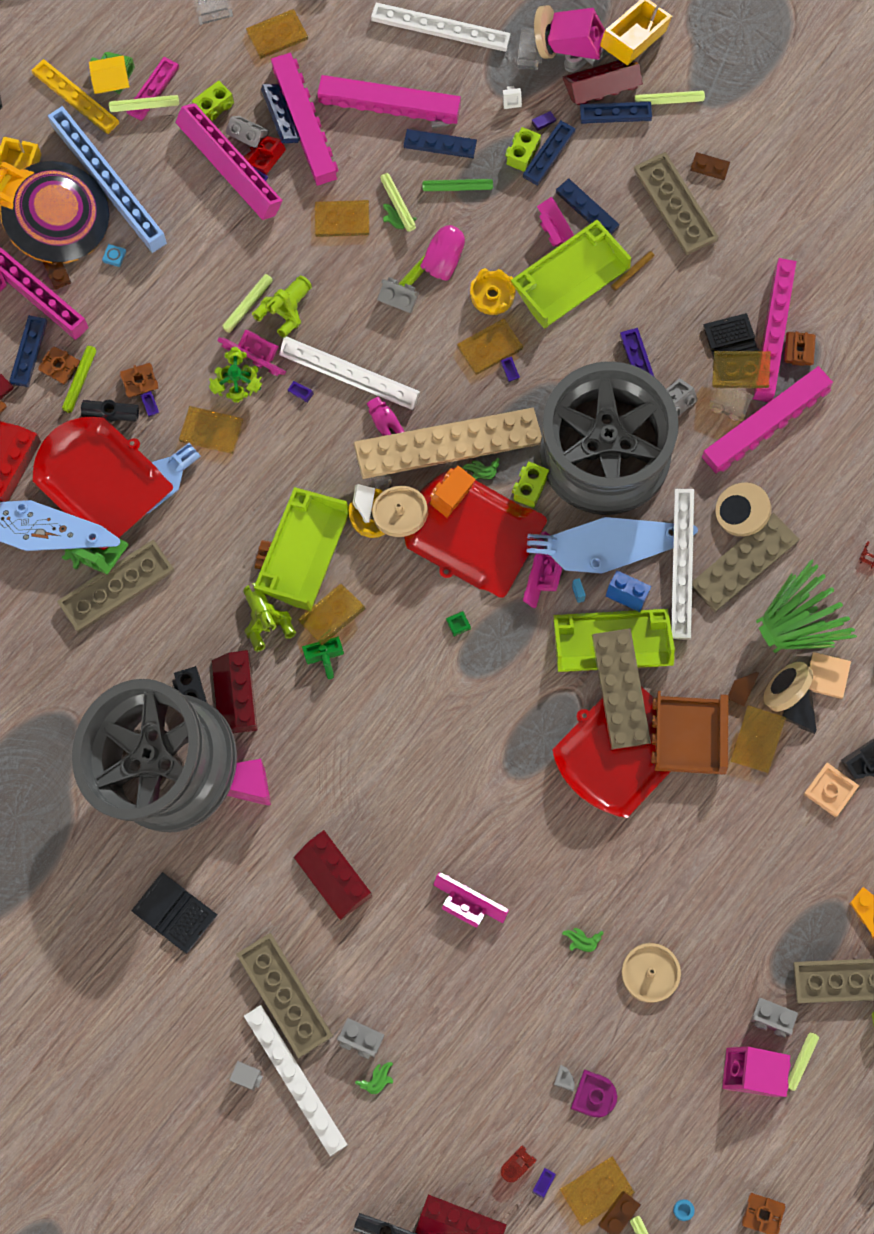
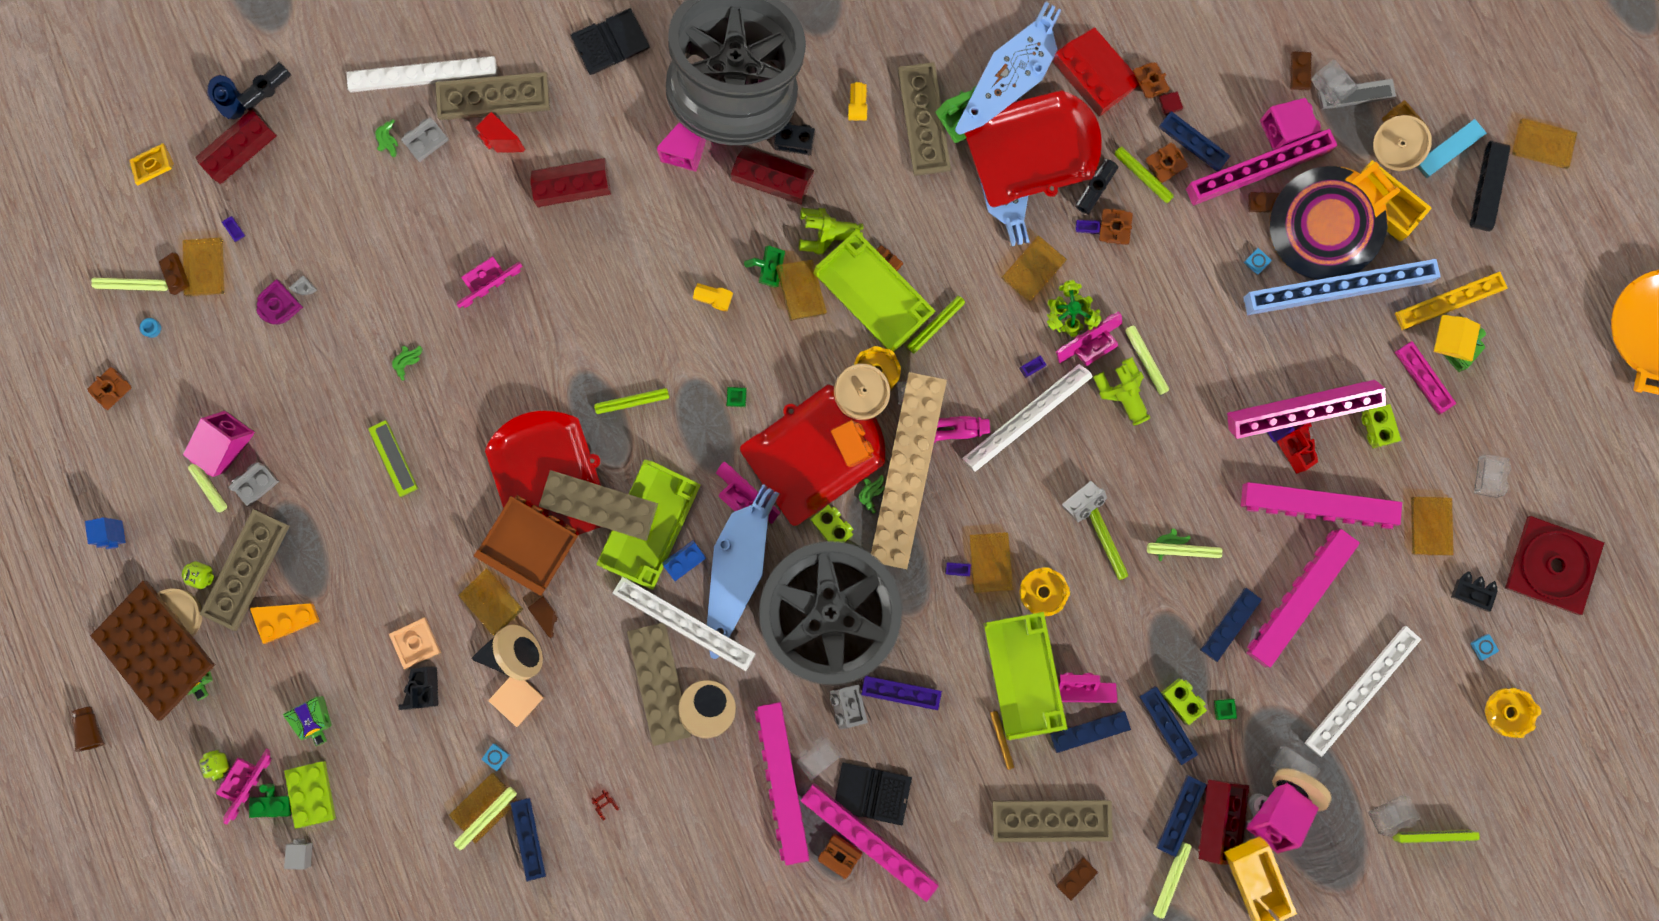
camera: 115 degrees right, 10 degrees up
(134, 648) = (857, 106): none -> yellow piece
(144, 103) = (1410, 359): yellowish green axle -> none
(245, 130) = (1333, 443): light grey bracket -> none
(246, 1076) = (444, 35): light grey brick -> none
(280, 113) = (1336, 483): dark blue plate -> none
(291, 482) = (936, 324): none -> lime axle
(322, 962) = (498, 136): none -> red slope
(342, 218) = (1194, 490): clear yellow tile -> none
(363, 501) = (890, 365): white tile -> none
(376, 684) = (718, 298): none -> yellow piece
(444, 252) = (1108, 566): dark pink hair -> none
(456, 185) = (1176, 618): bright green axle -> none
(510, 712) = (631, 401): none -> lime axle
(511, 118) = (1225, 709): none -> green tile
(511, 1170) = (256, 207): clear red plate -> none
(512, 97) = (1247, 720): white tile -> none
(543, 121) = (1207, 740): dark purple piece -> none
(578, 590) = (709, 517): dark azure tile -> none
(651, 973) = (347, 402): tan piece -> none
(679, 900) = (393, 458): none -> tile
(741, 369) = (840, 782): clear yellow tile -> none
(783, 624) = (571, 687): bright green plant -> none

